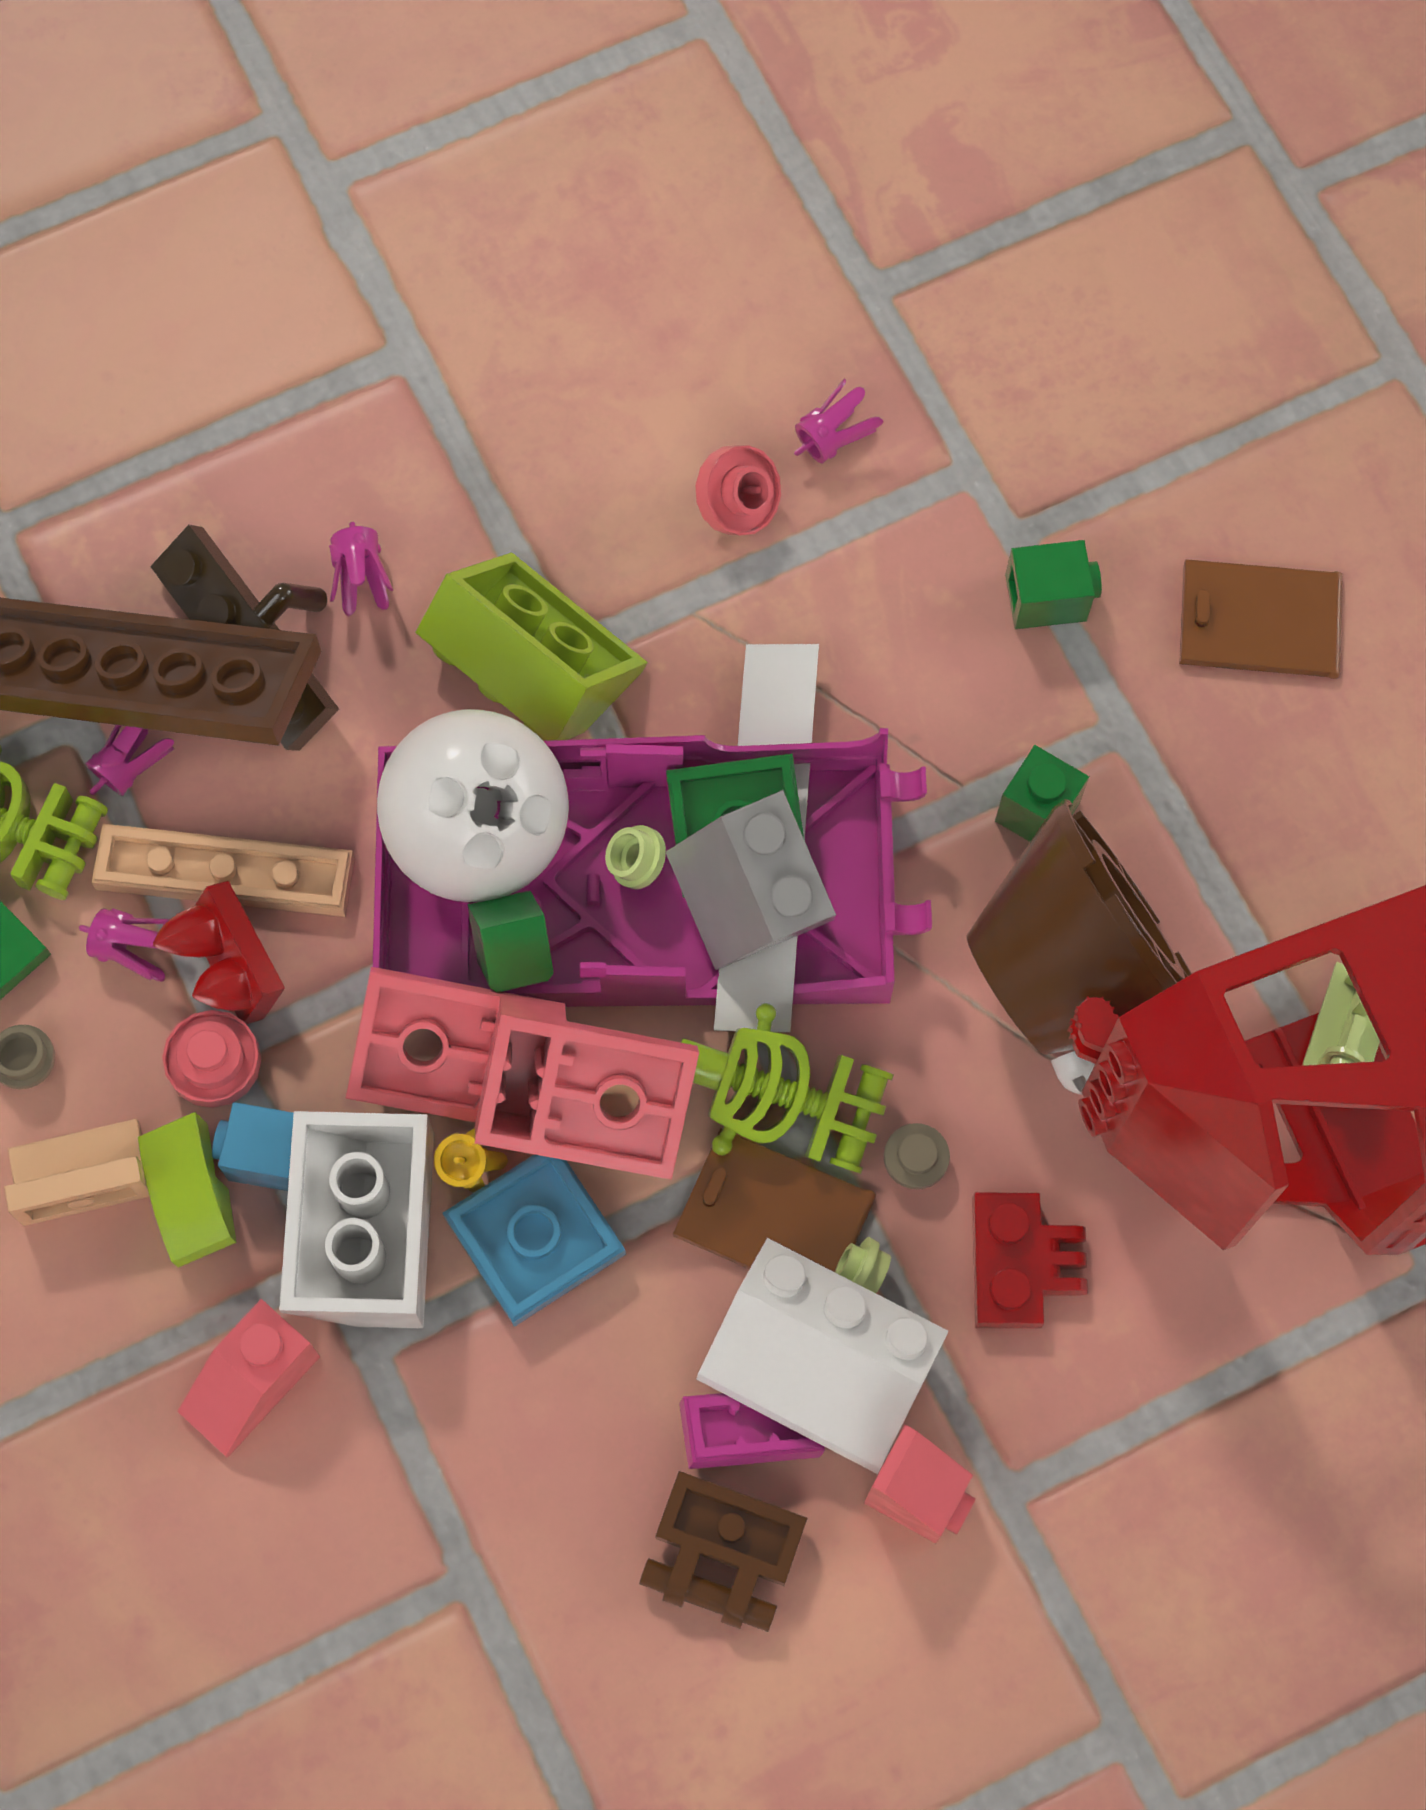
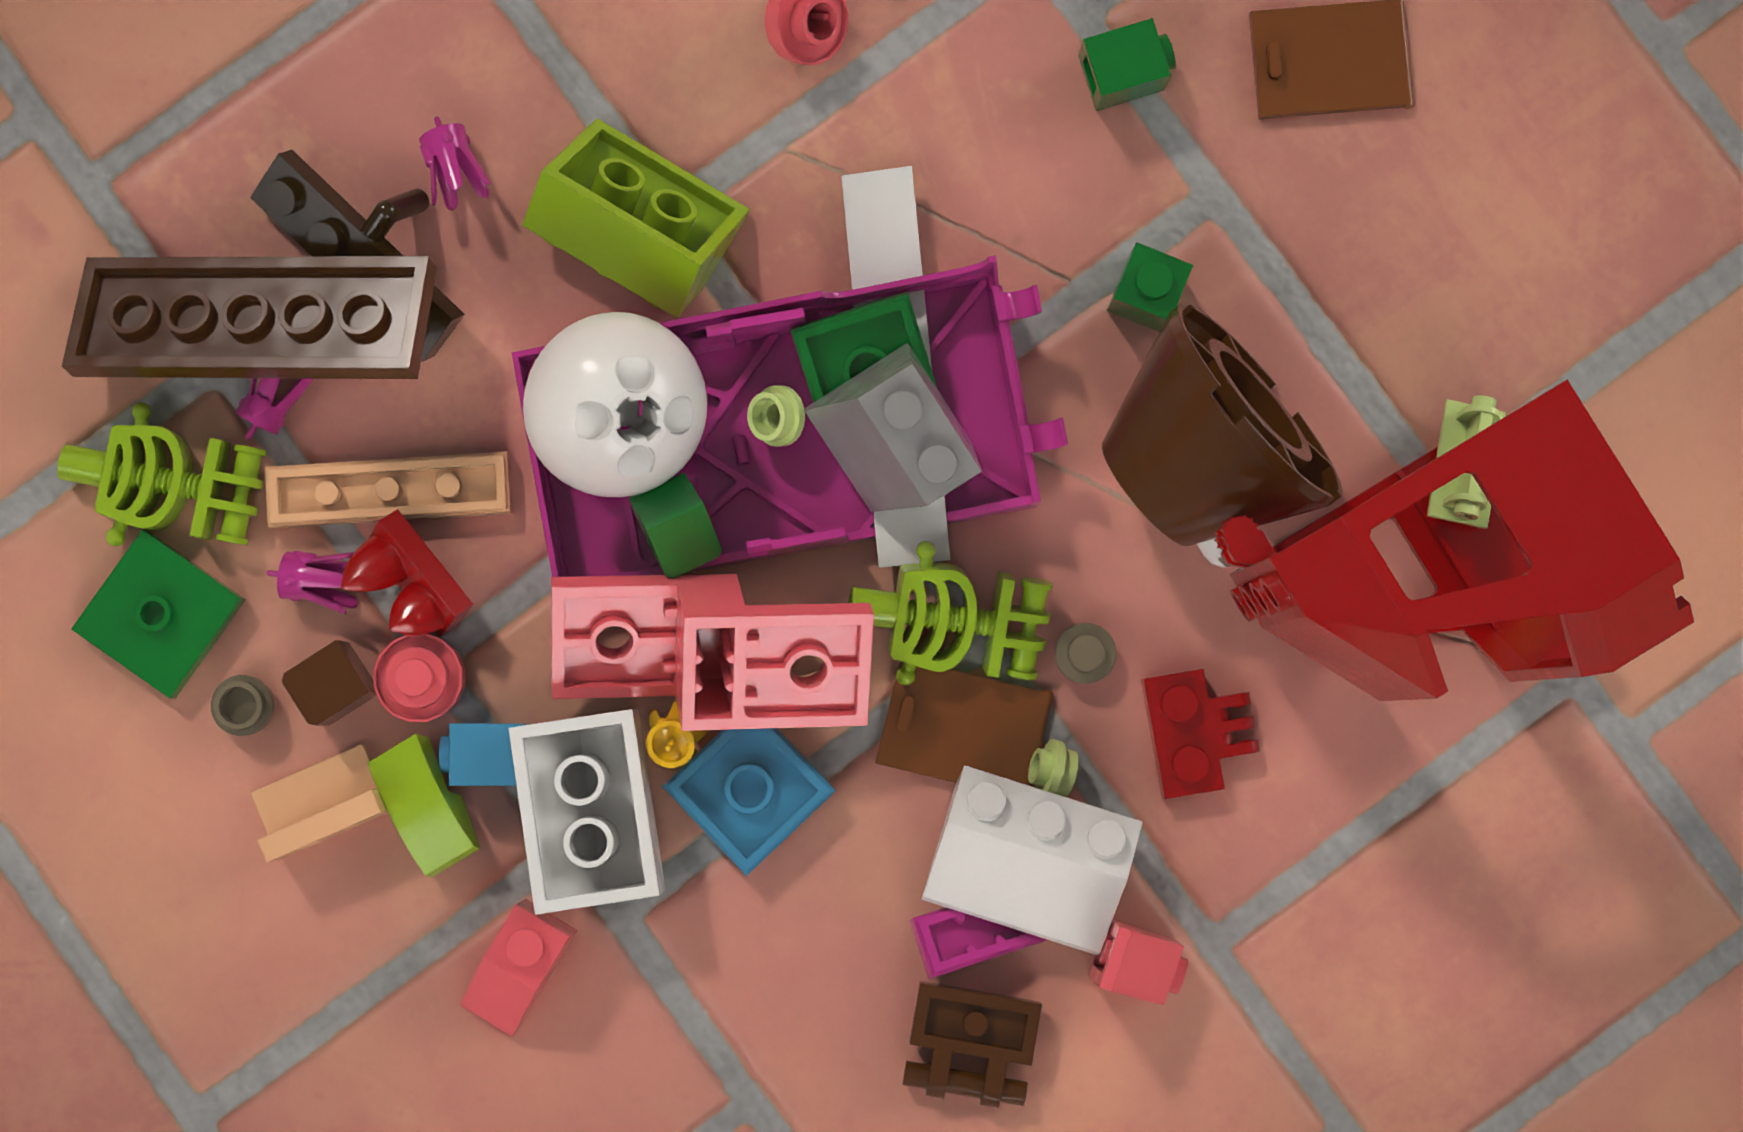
camera: 10 degrees left, 15 degrees up
(117, 1048) = (329, 684): none -> reddish brown piece

